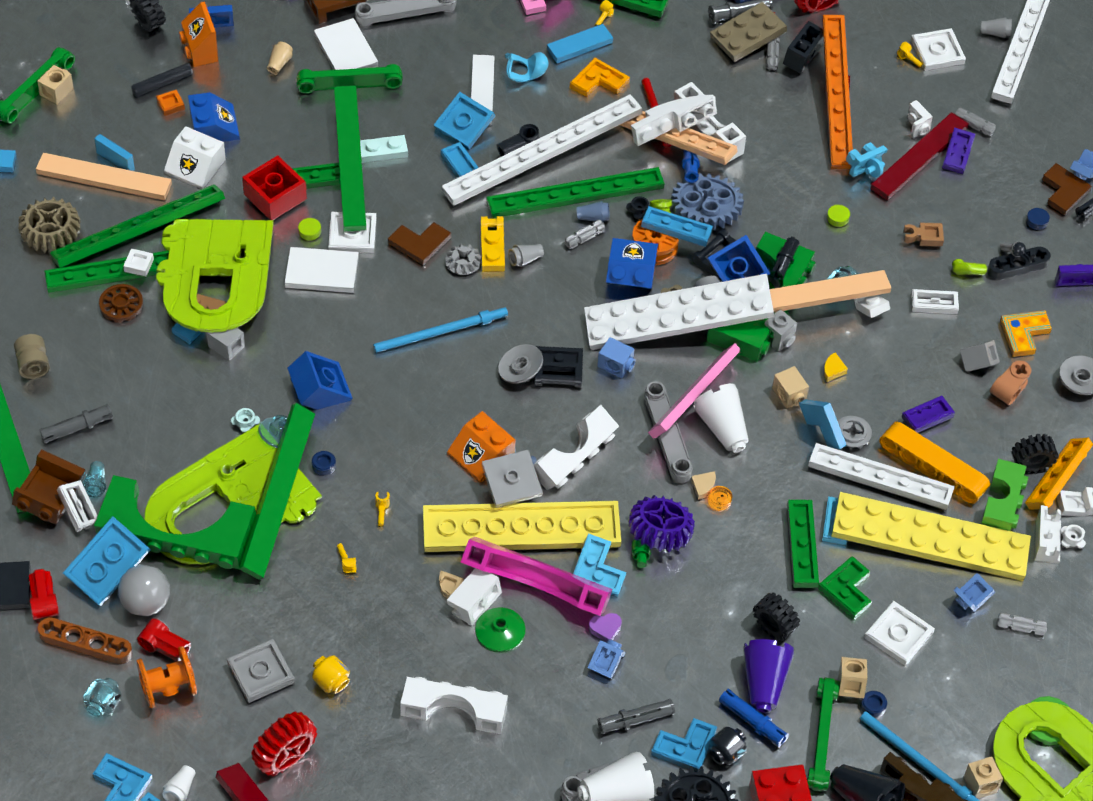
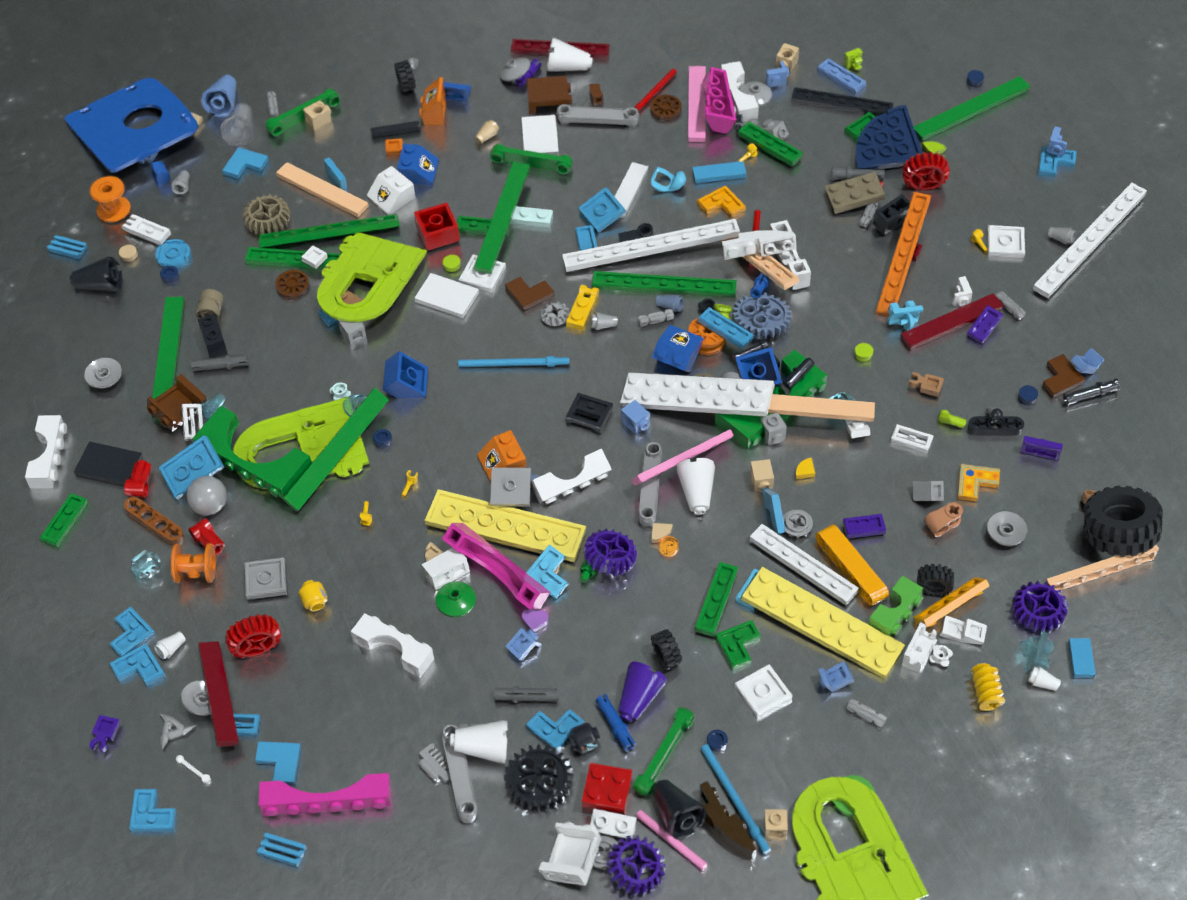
camera: 25 degrees right, 0 degrees up
(53, 393) = (212, 336): none -> black brick
(520, 363) = (559, 402): light grey dish -> none
(852, 677) = (706, 714): tan brick -> none

